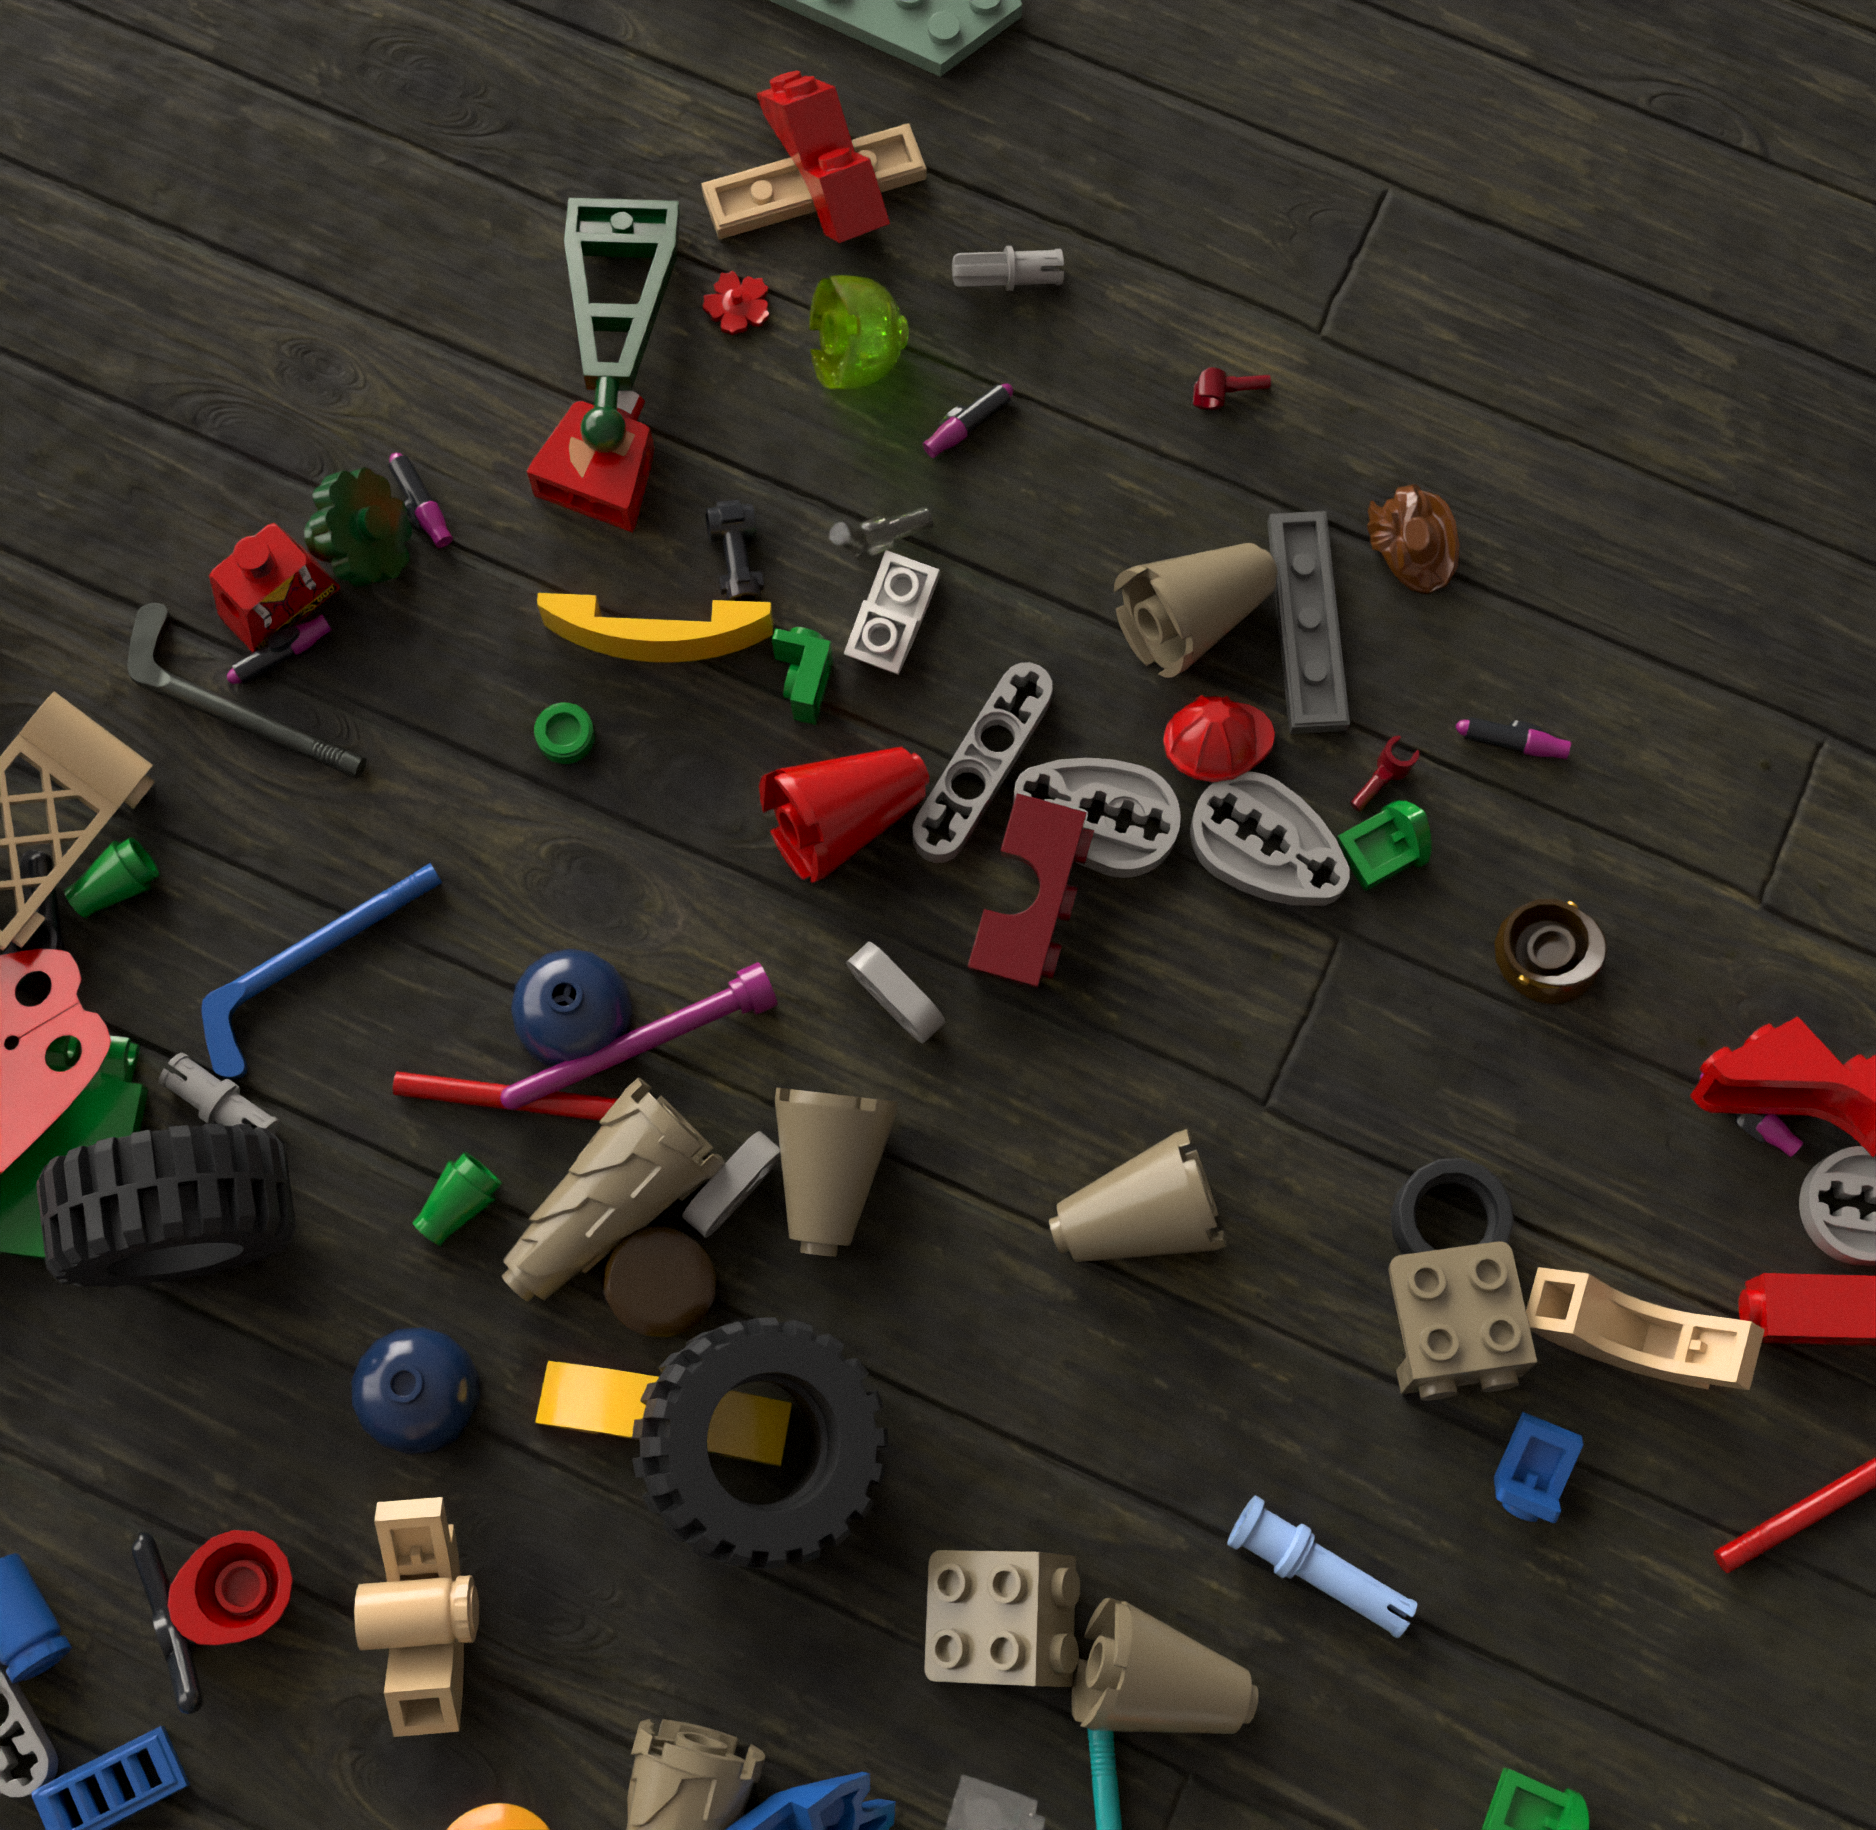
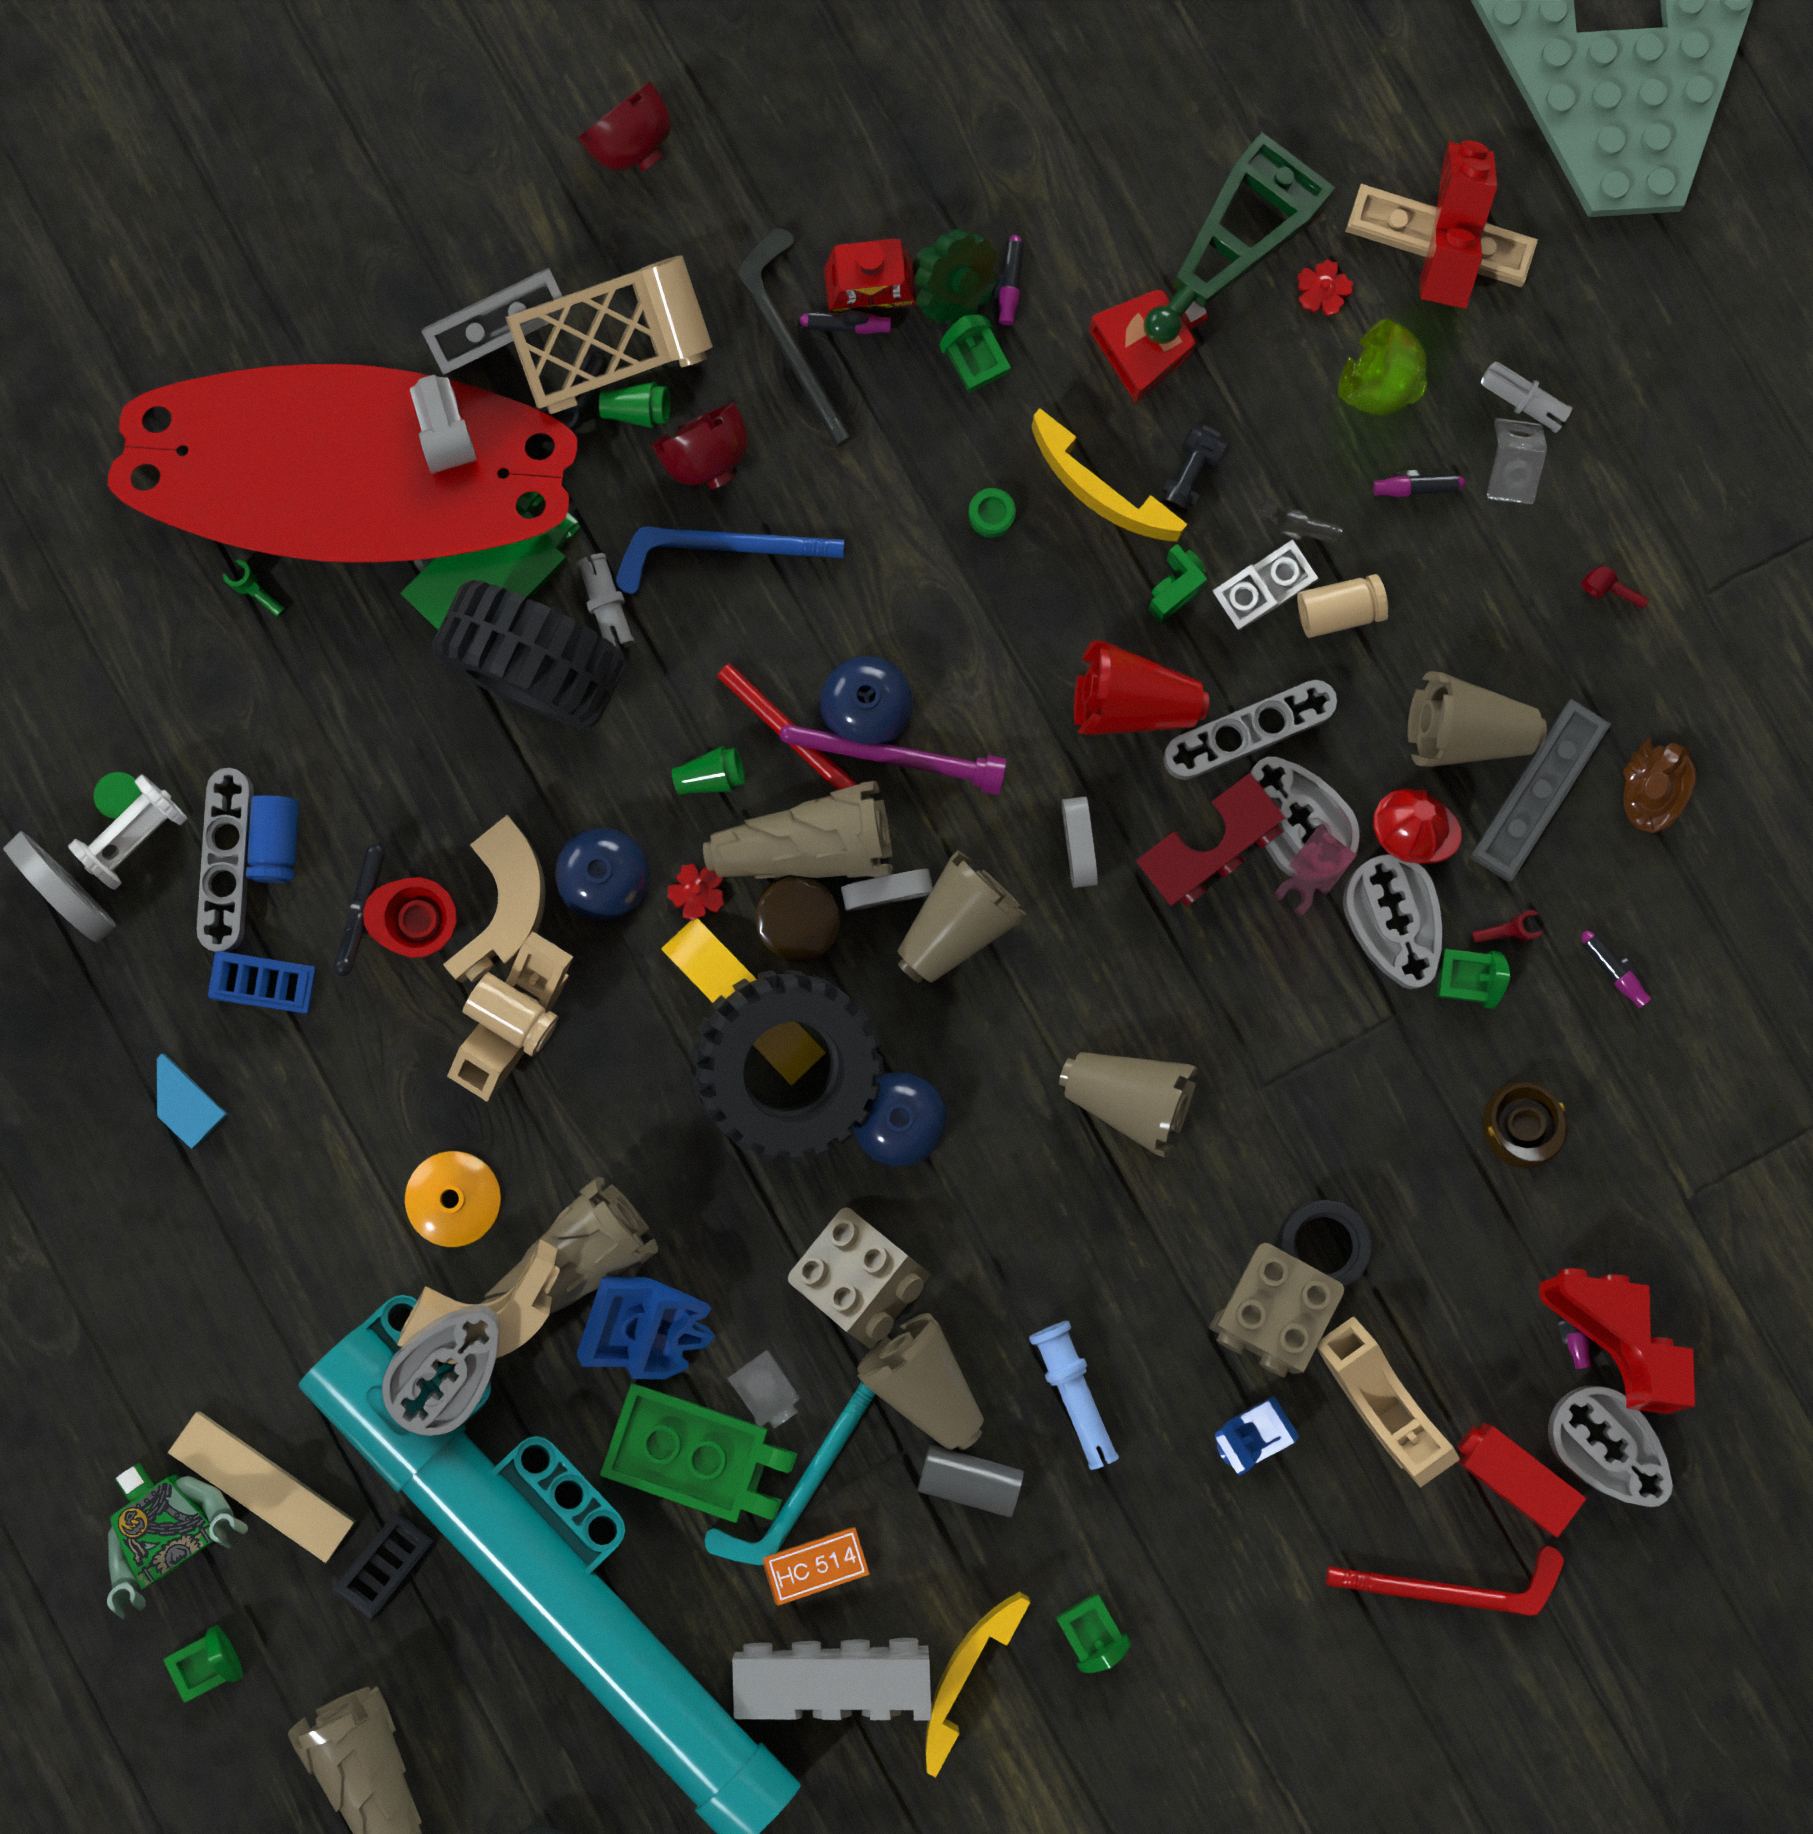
camera: 35 degrees right, 10 degrees up
(216, 870) = (705, 448): none -> dark red cylinder
(344, 1486) = (519, 901): none -> tan arch
(432, 590) = (975, 352): none -> green tile
(531, 1335) = (696, 892): none -> red plant
(929, 1415) = (903, 1122): none -> dark blue cylinder
(983, 579) = (1342, 605): none -> tan piece
(1048, 334) = (1517, 462): none -> clear bracket
(1152, 842) = (1317, 865): none -> clear pink plate
(1284, 1749) = (970, 1481): none -> dark grey pin

